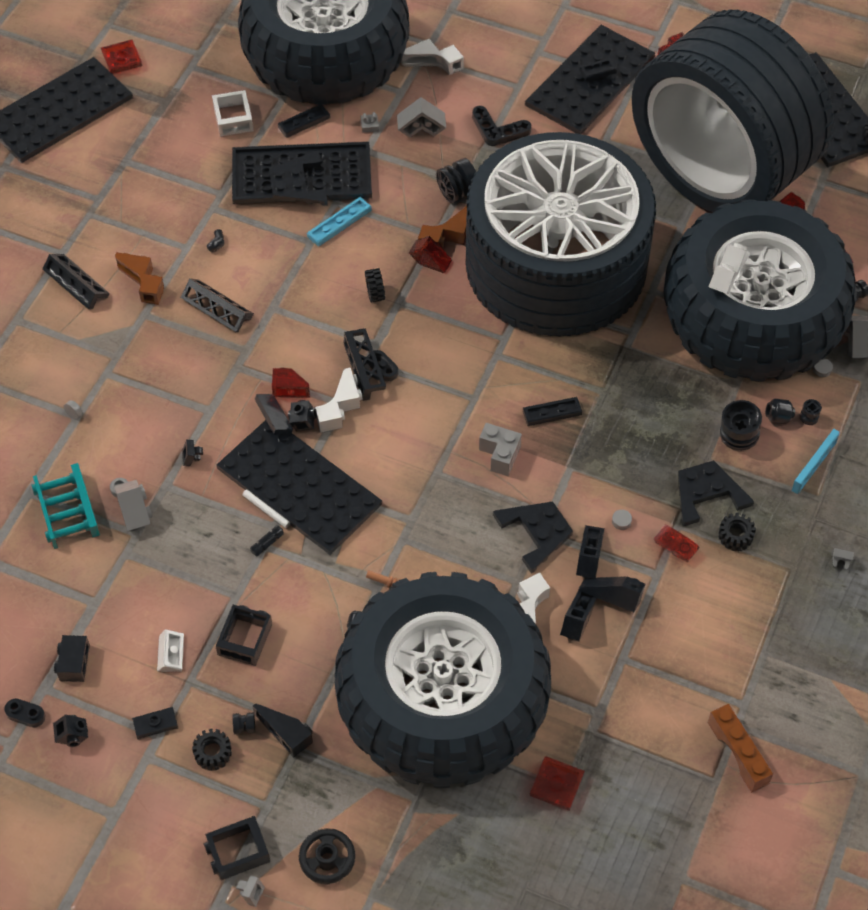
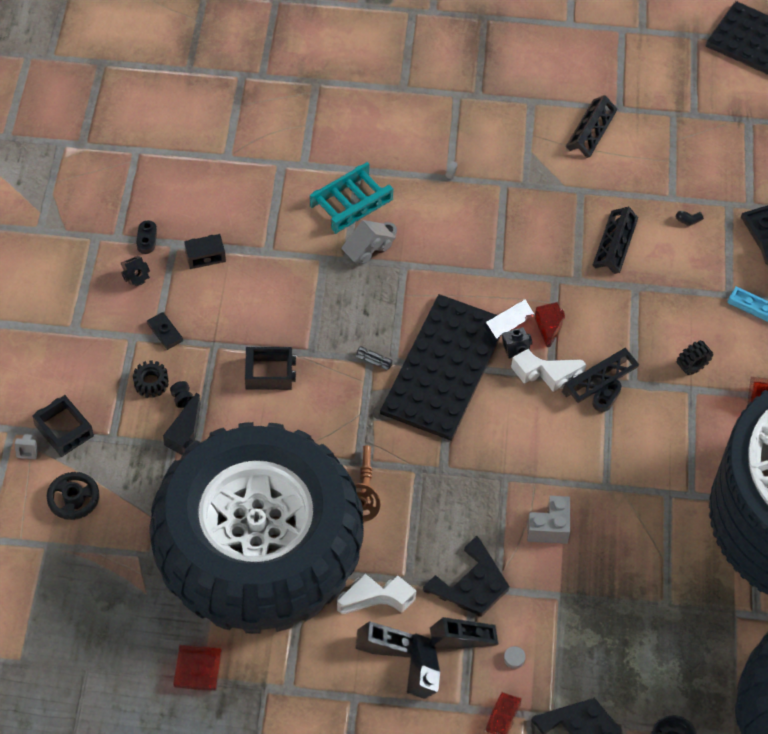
camera: 70 degrees right, 0 degrees up
(140, 269) = (626, 169): dark orange arch -> none
(170, 651) = (237, 321): white slope -> none
(191, 453) = (442, 269): black tile -> none
(265, 508) = (414, 334): white bar -> none
(552, 411) = (620, 560): black tile -> none

